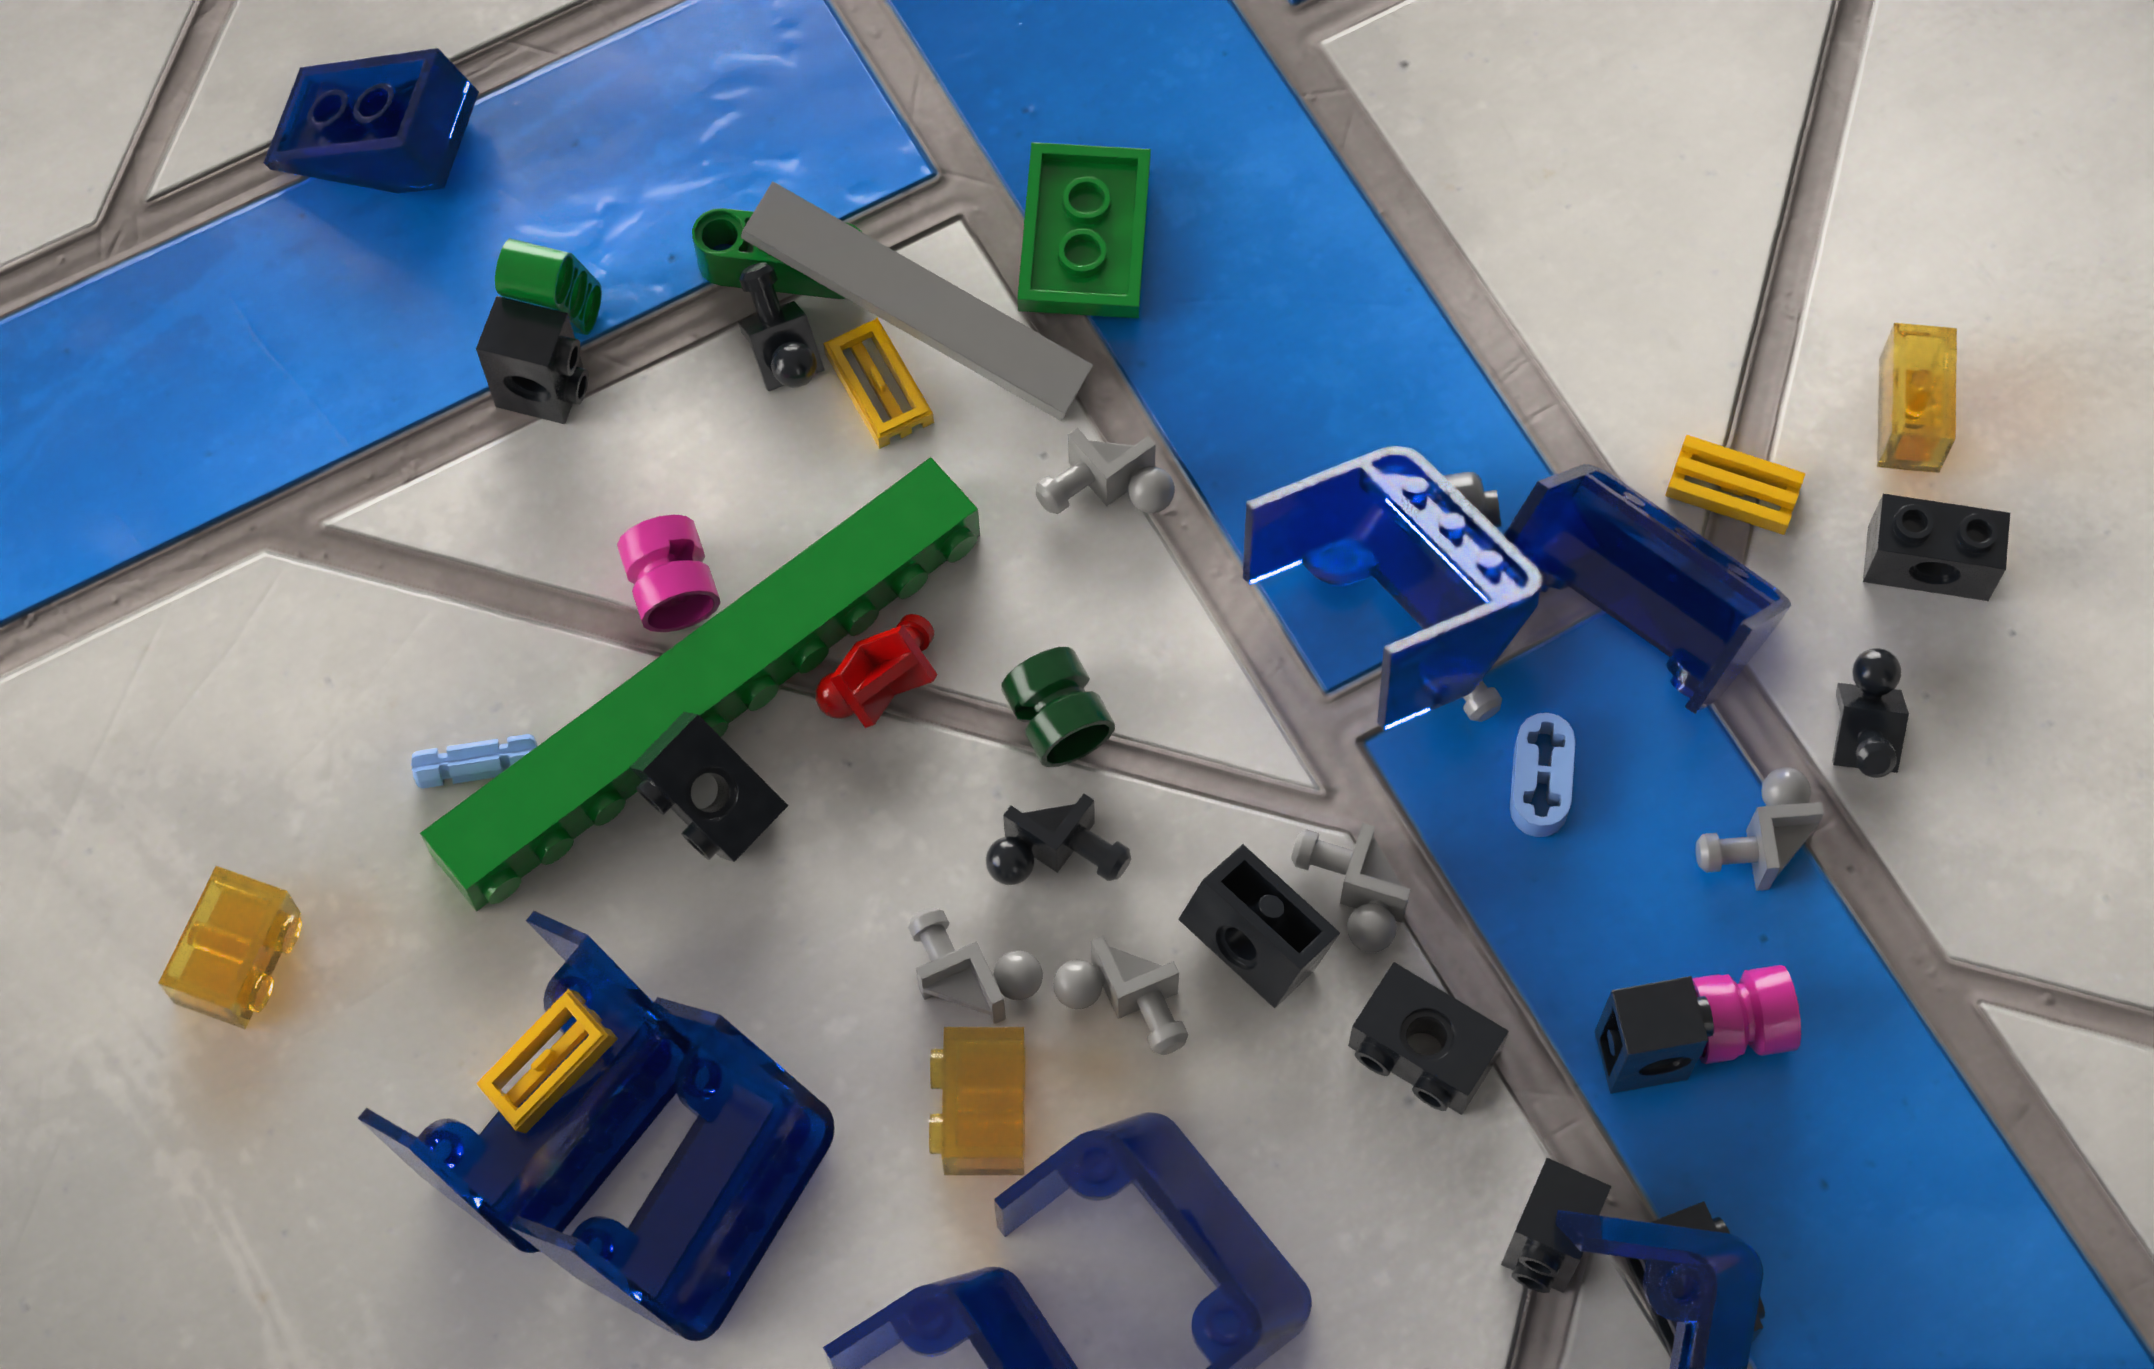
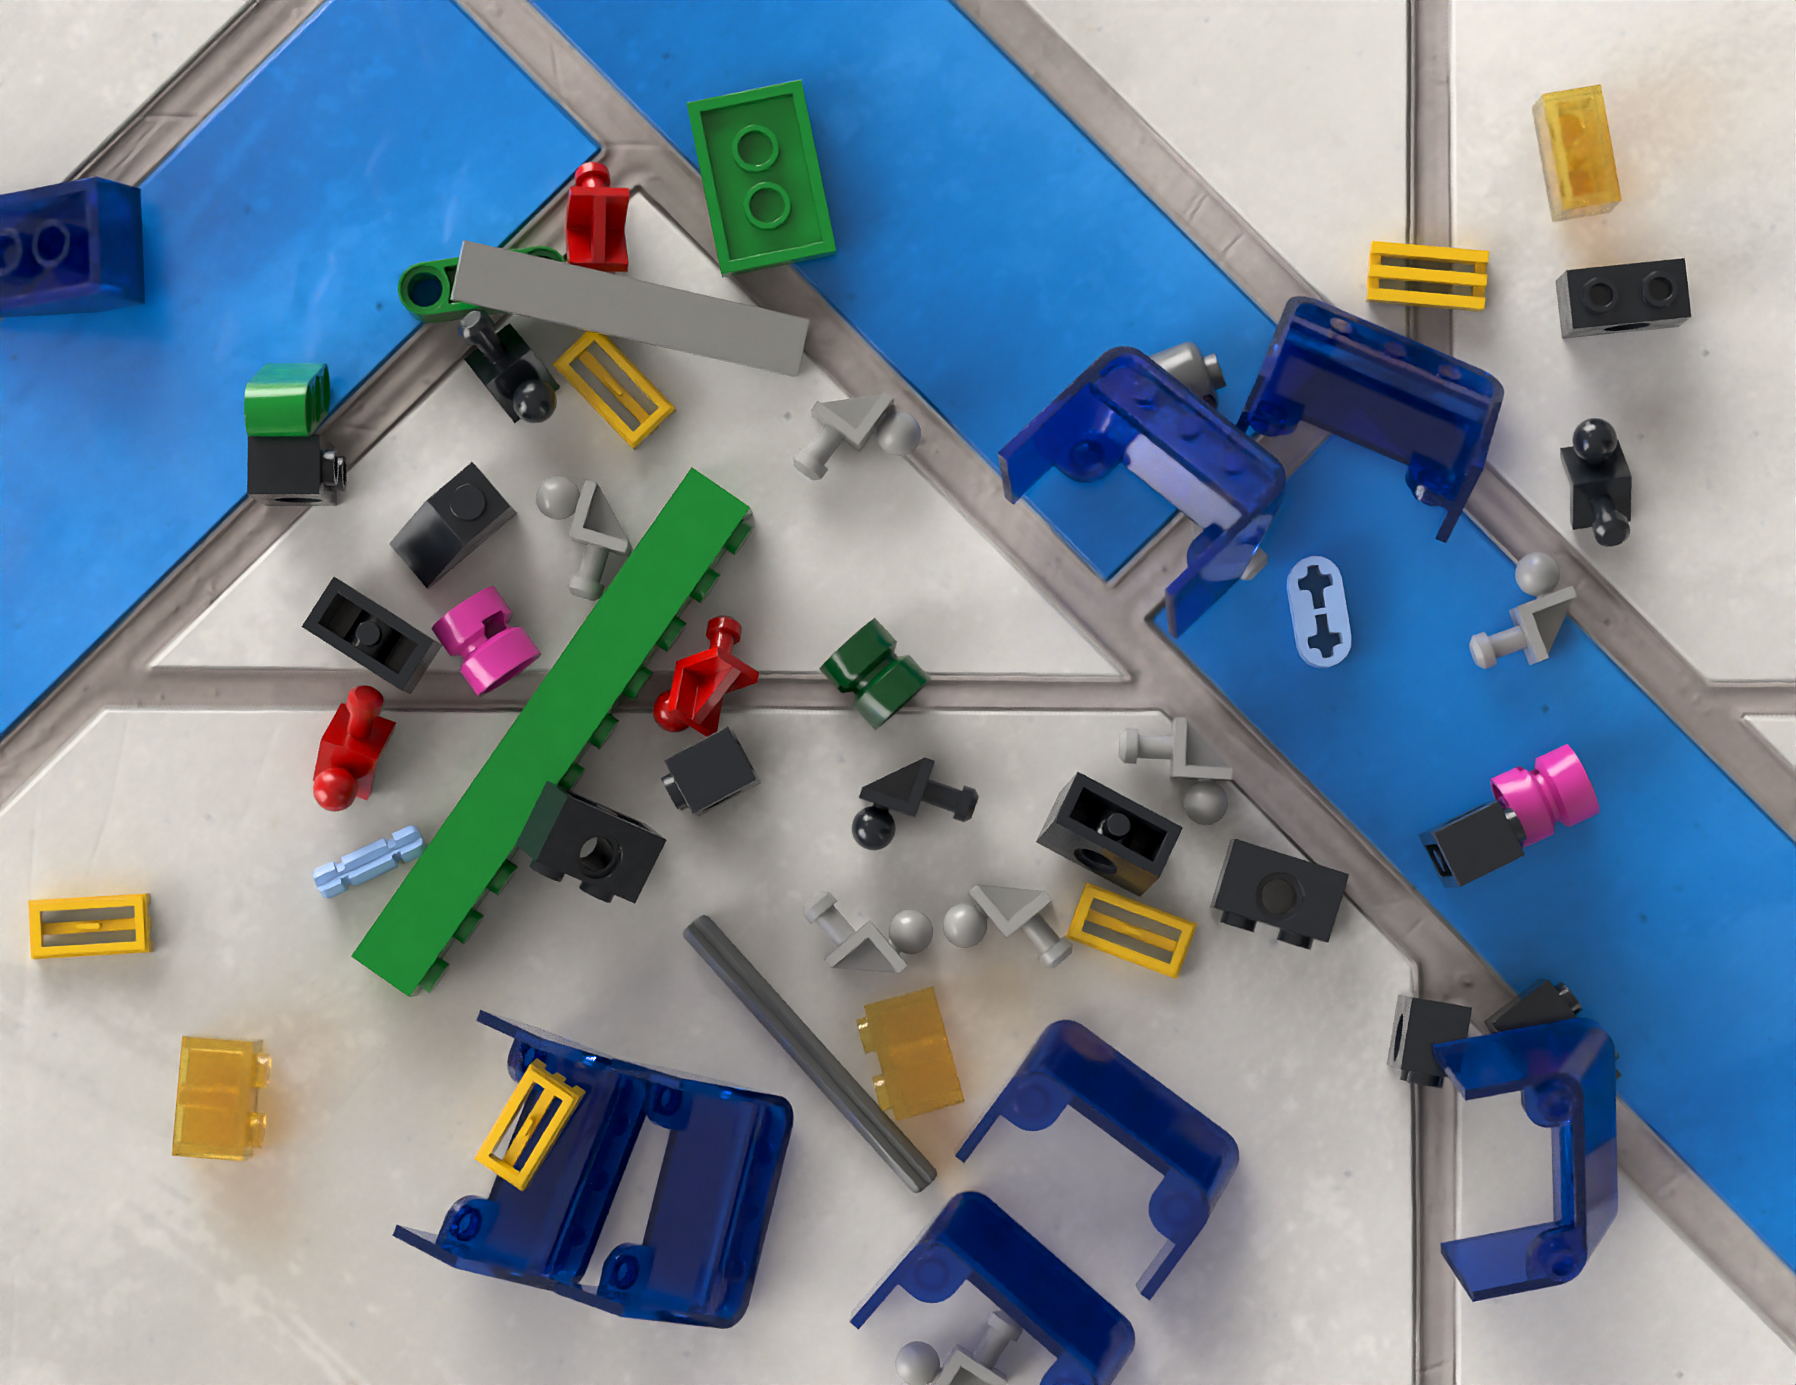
camera: 10 degrees left, 20 degrees up
(207, 782) = (140, 923): none -> yellow tile
(495, 643) = (351, 750): none -> red piece
(555, 535) = (371, 635): none -> black brick
(674, 459) = (451, 525): none -> black slope
(809, 492) = (591, 525): none -> light grey piece
(855, 750) = (709, 773): none -> black brick
(873, 1080) = (810, 1054): none -> dark grey axle
(911, 216) = (596, 221): none -> red piece
(1242, 1065) = (1178, 948): none -> yellow tile

